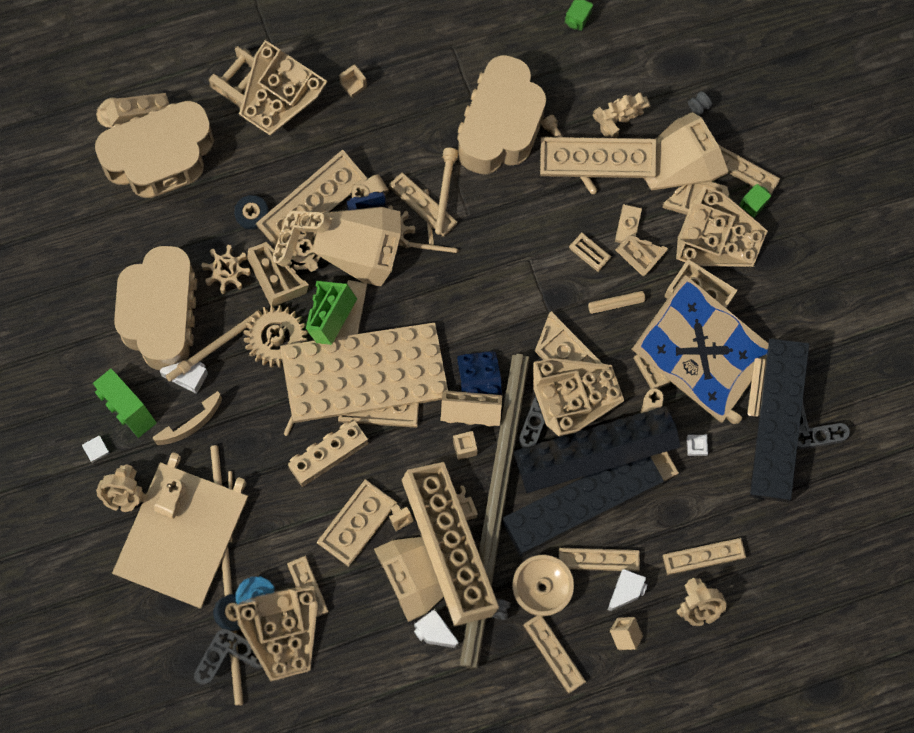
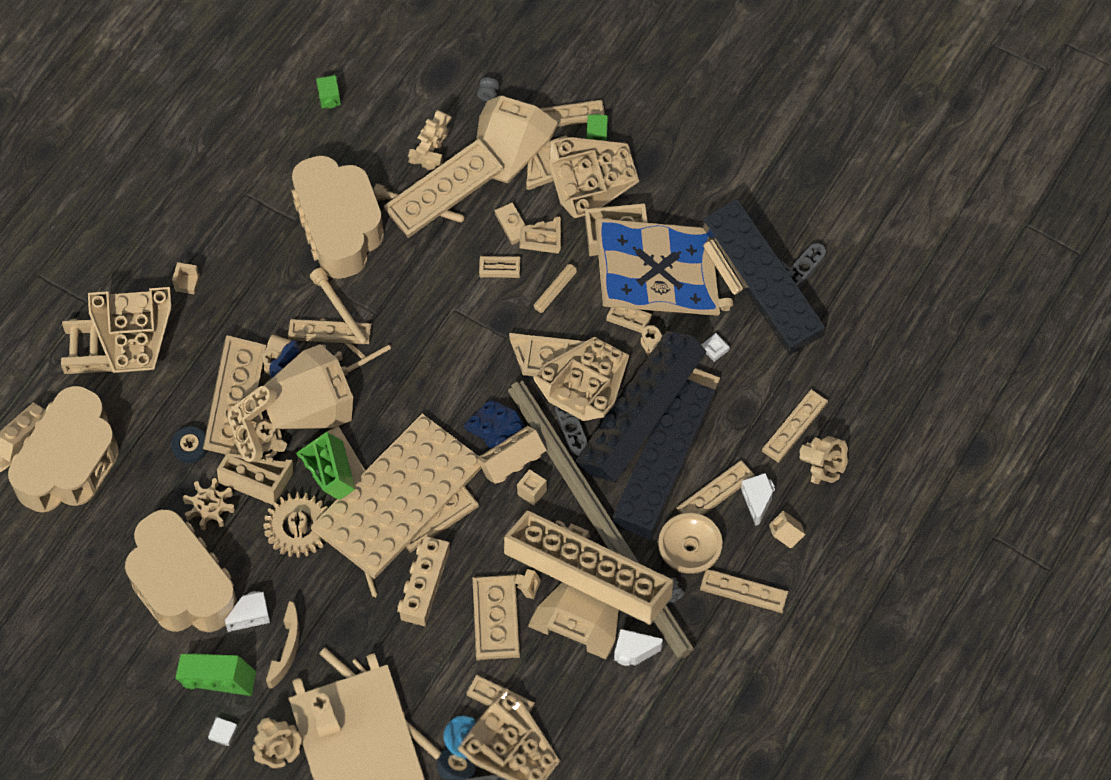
camera: 35 degrees left, 10 degrees down
(185, 366) = (245, 600): tan bar -> none

